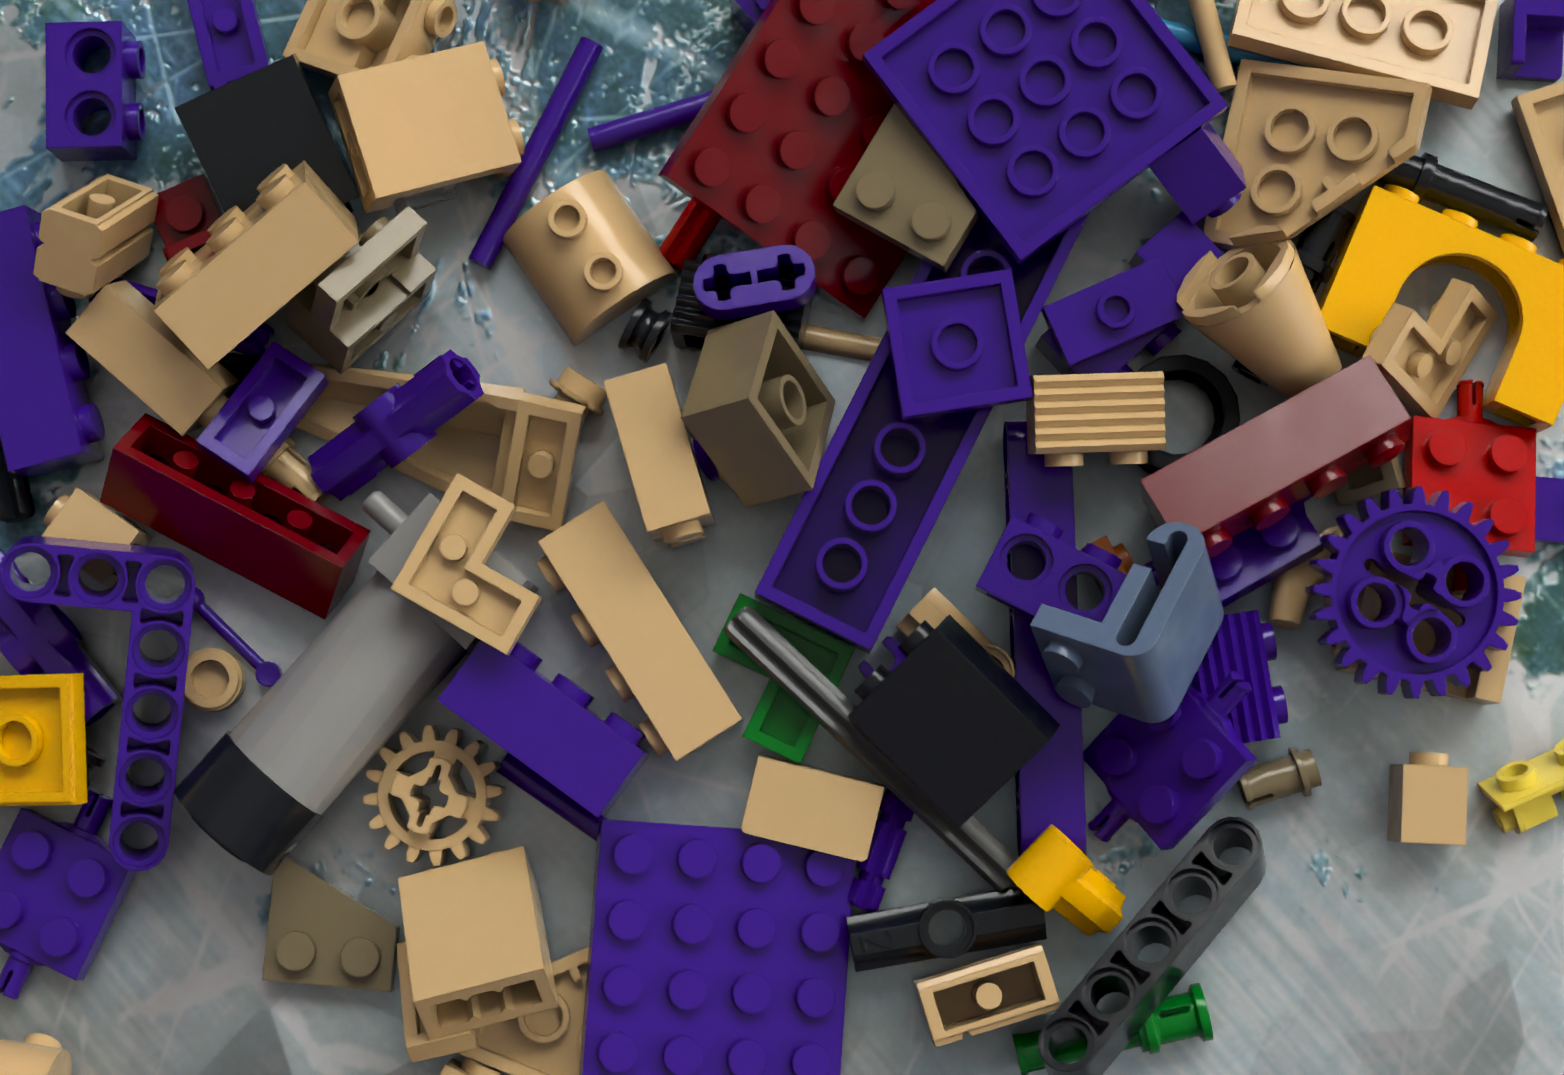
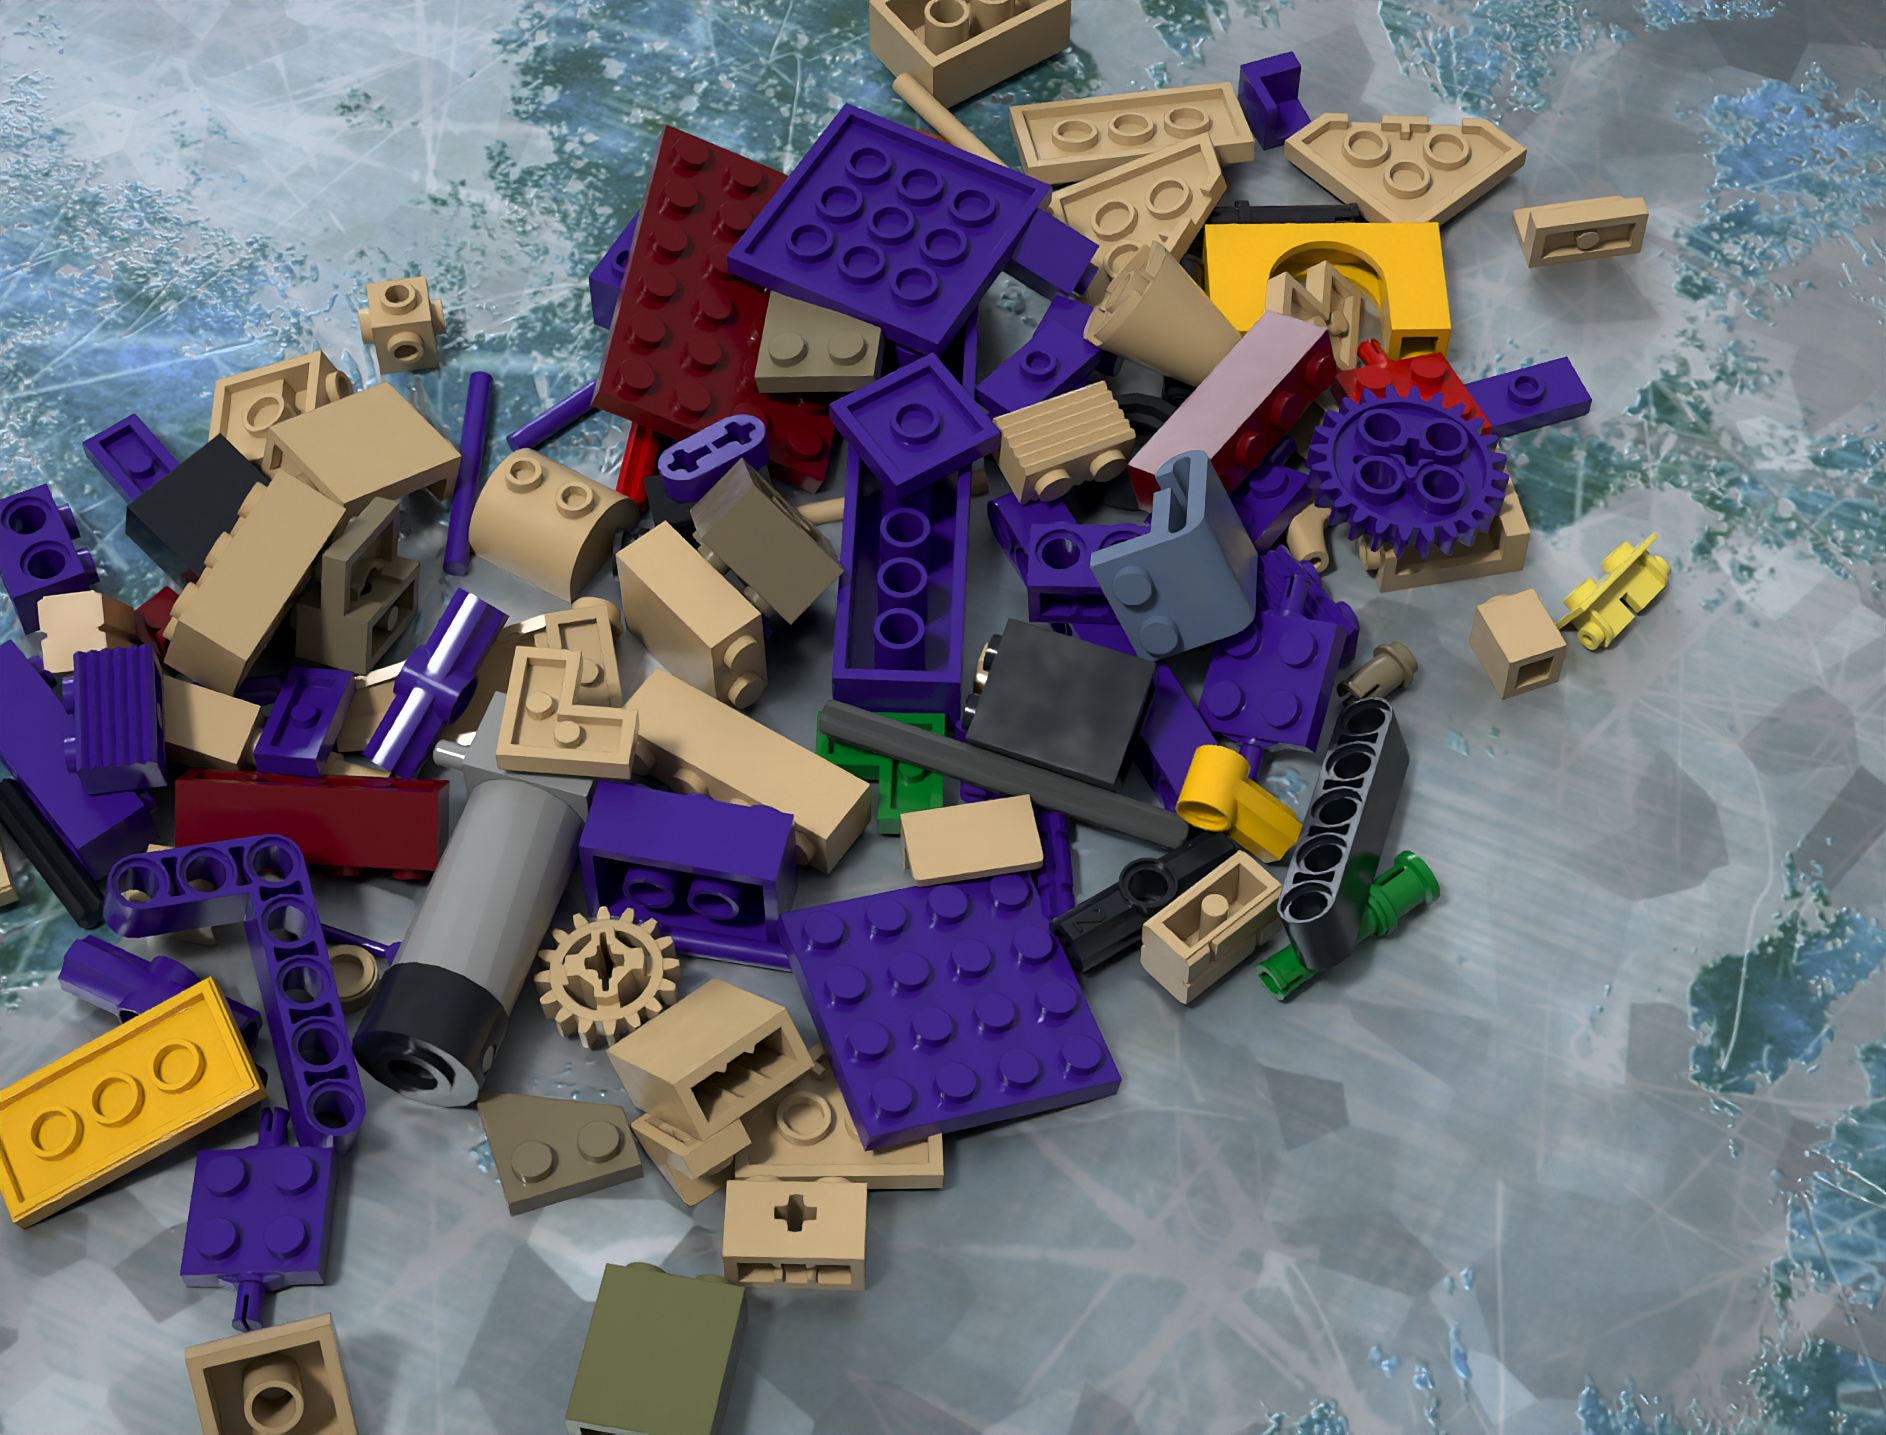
camera: 25 degrees left, 30 degrees down
(77, 367) = (116, 719): none -> dark purple brick

